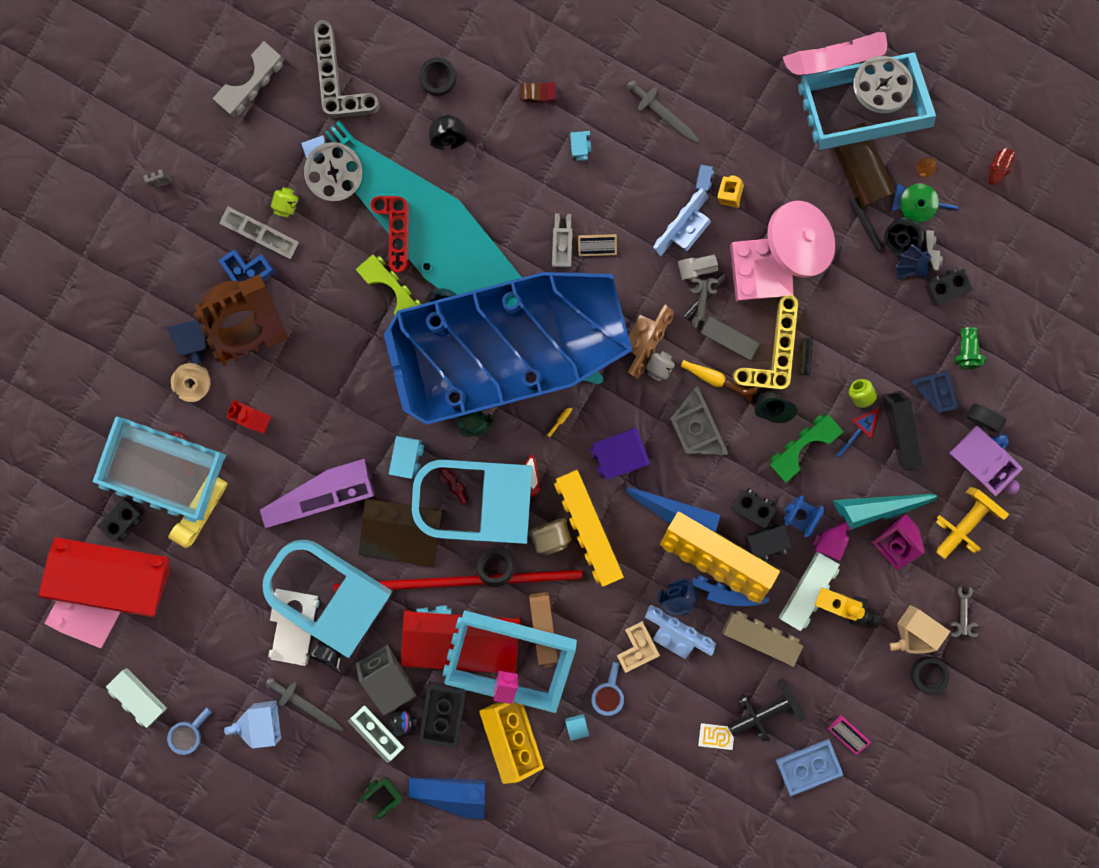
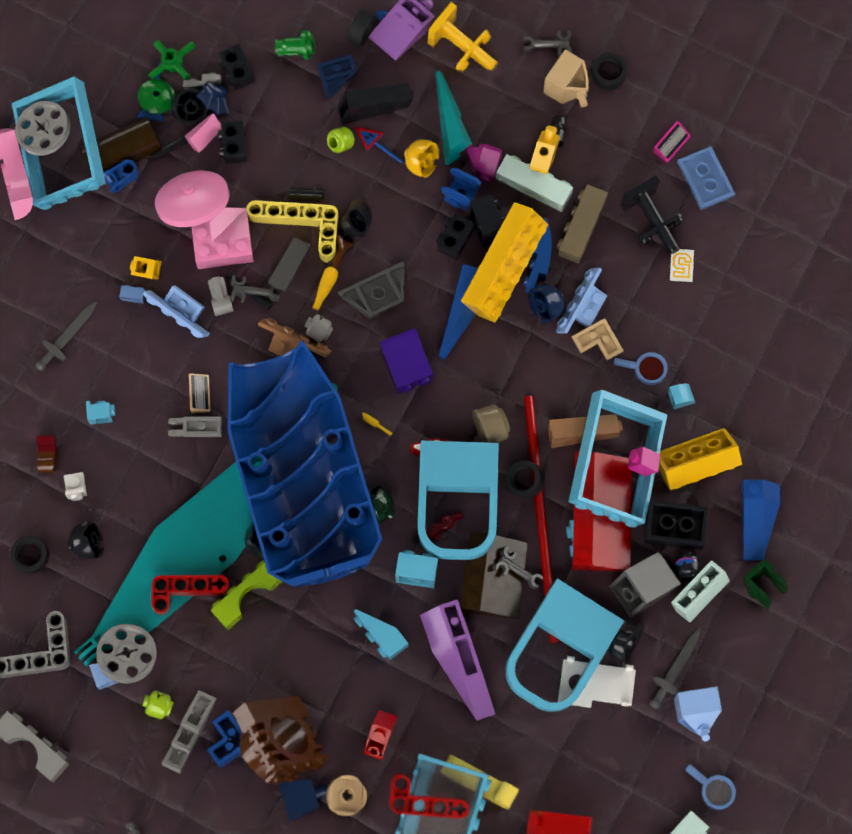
camera: 90 degrees left, 15 degrees down
(171, 485) = (429, 801): none -> red beam
(344, 424) = (386, 636): none -> medium azure slope
(409, 545) = (506, 564): none -> dark grey bar
(505, 121) = (75, 486): none -> white bracket
(589, 527) = (480, 388): yellow brick -> none
(786, 463) = (410, 207): green arch -> none
(830, 165) = (120, 177): none -> blue piece
(840, 475) = (421, 156): none -> yellow cylinder
(865, 286) = (233, 142): none -> black brick
(876, 252) = (203, 133): none -> bright pink slope
(900, 542) = (483, 101): magenta slope -> none
(927, 166) = (121, 90): clear orange tile -> none
(953, 223) = (171, 60): none -> green bar
(1001, 165) = (121, 24): clear red arm -> none

